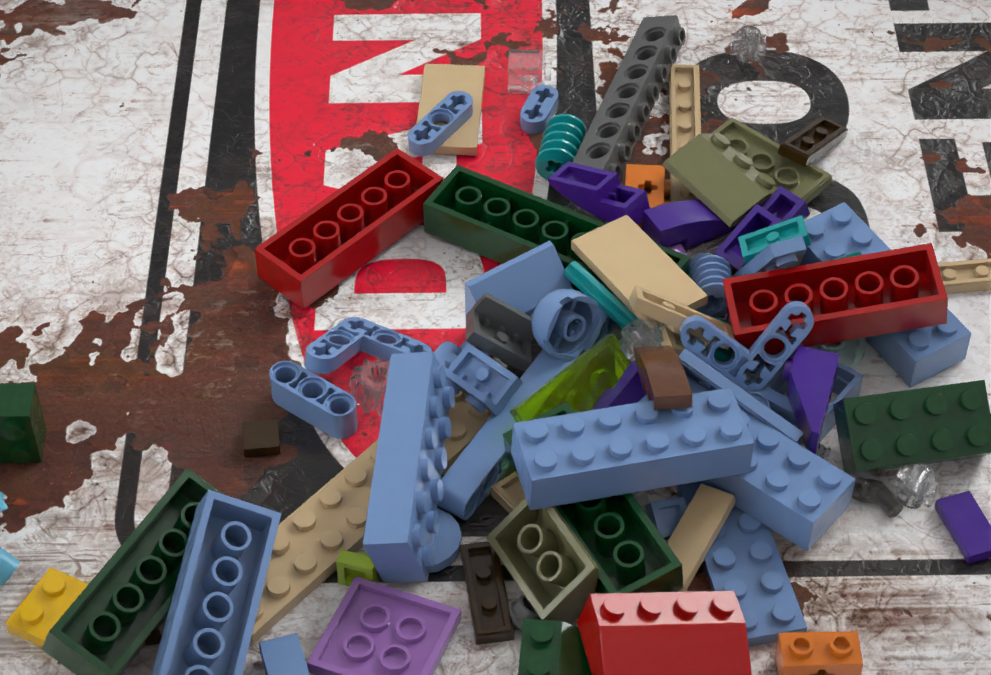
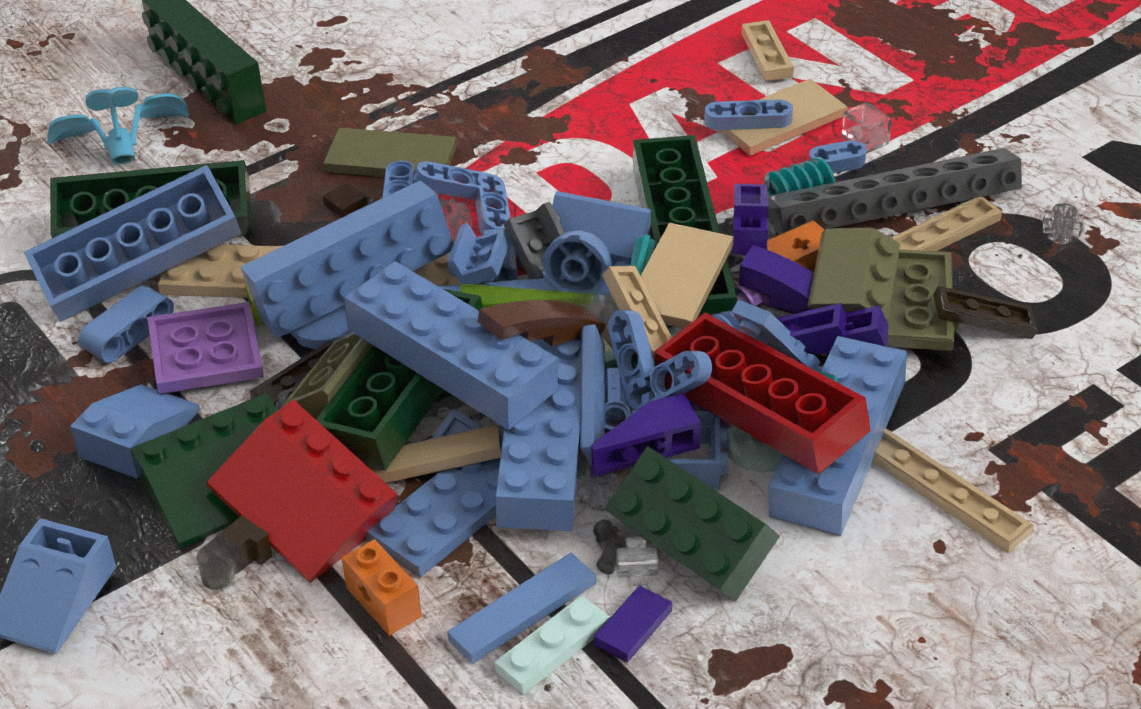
camera: 55 degrees right, 5 degrees down
(224, 373) = (372, 151): none -> olive tile
(346, 229) = (575, 126): red brick -> none
(357, 64) = (767, 50): none -> tan plate
(757, 241) = (814, 333): teal plate -> none
(899, 587) = (521, 608): none -> medium blue tile
(953, 588) = (551, 645): none -> light aqua plate

